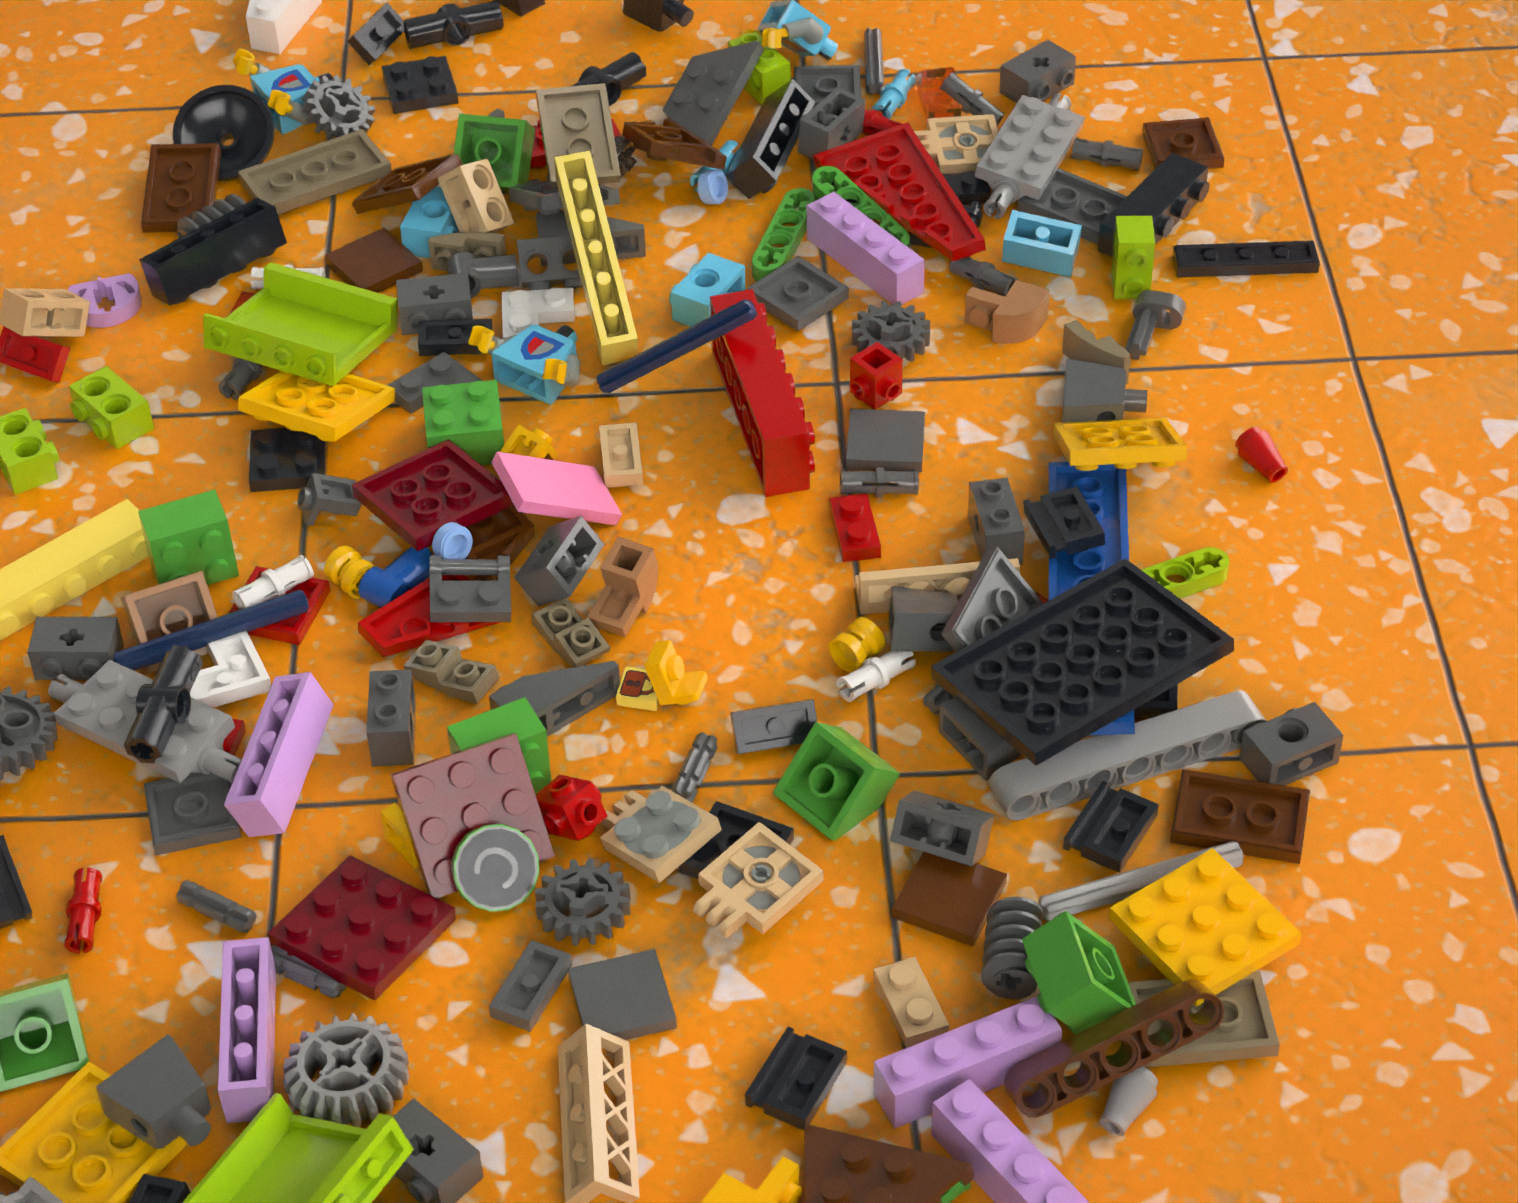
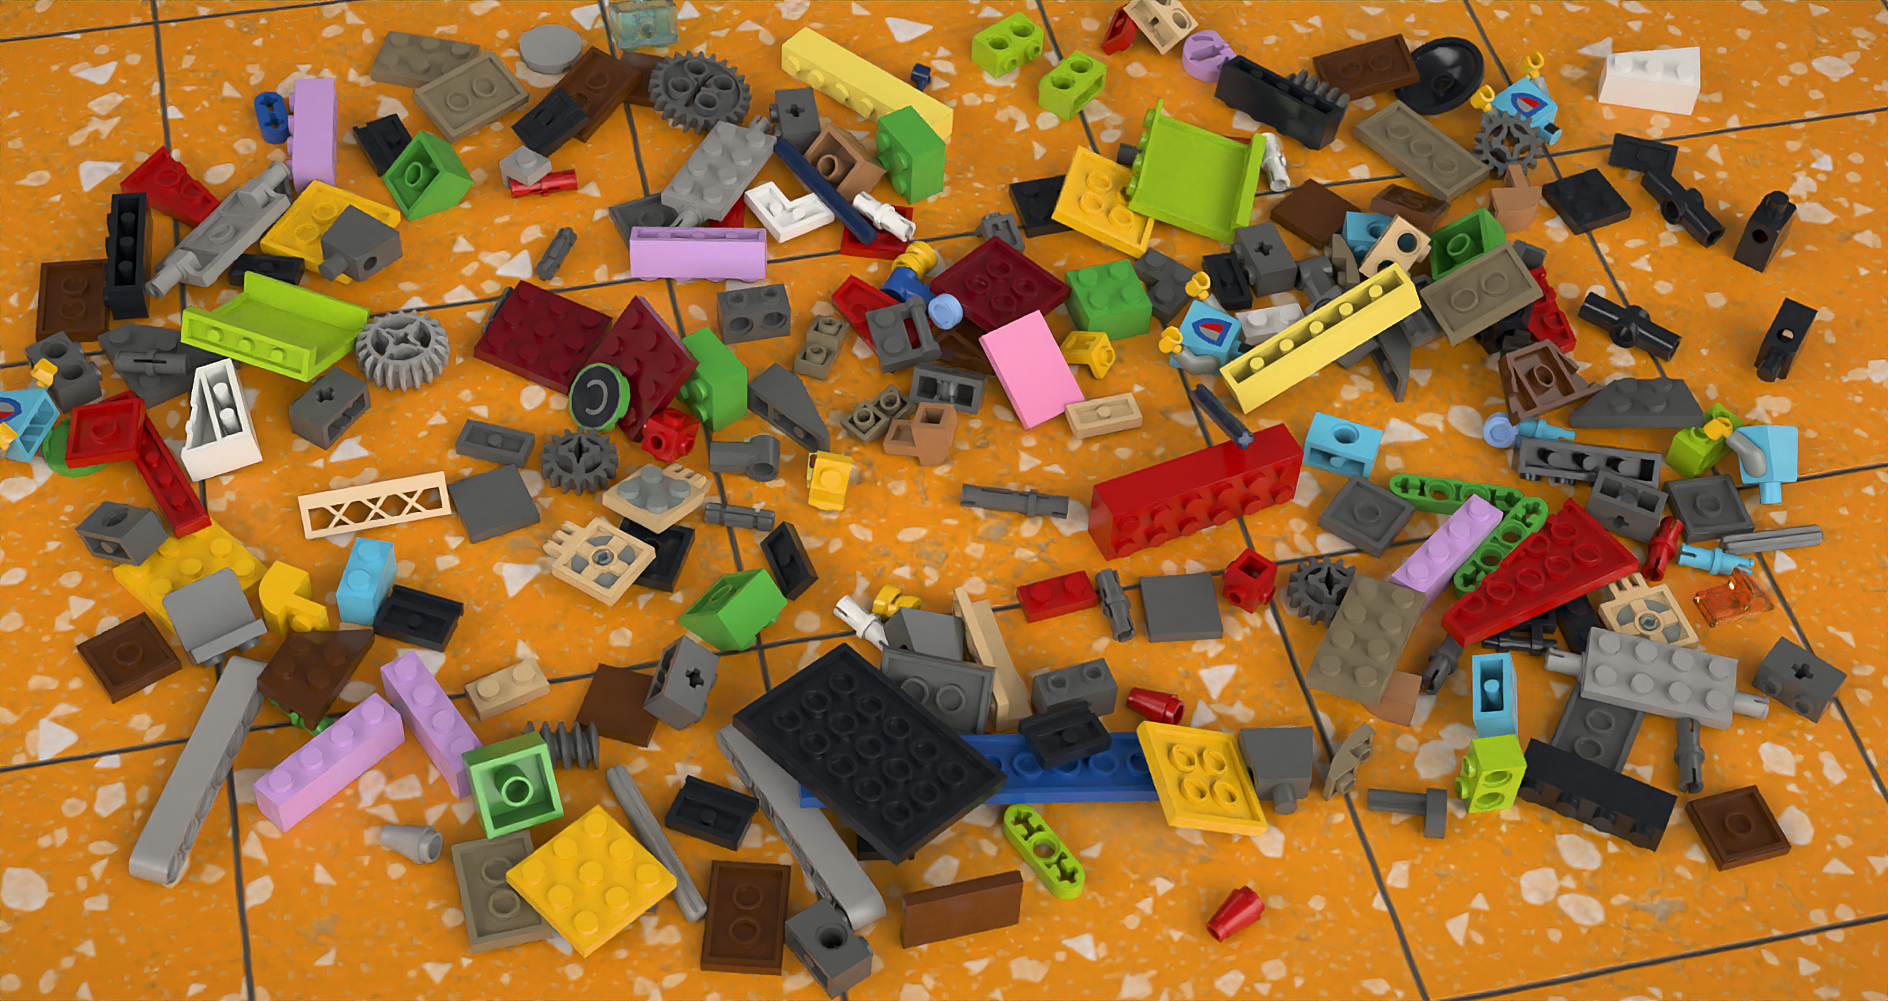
camera: 75 degrees right, 5 degrees up
(34, 533) = (921, 75): none -> dark blue hand
(60, 917) = (524, 167): none -> light grey bracket
(163, 704) = (711, 164): black piece -> none
(247, 1028) = (430, 283): lavender brick -> none
(413, 121) = (1515, 202): none -> medium nougat brick
(612, 743) = (757, 458): none -> dark grey piece
(729, 527) = (1007, 500): none -> dark grey pin
(736, 1122) = (366, 581): none -> medium azure brick
(969, 99) = (1720, 620): dark grey pin -> none
(972, 304) = (1365, 640): none -> dark tan plate
(1018, 465) = (1156, 705): none -> red cone
(1135, 1050) = (442, 814): reddish brown beam -> none
(1245, 259) = (1558, 896): black tile -> none
(1263, 630) = (961, 909): none -> reddish brown tile

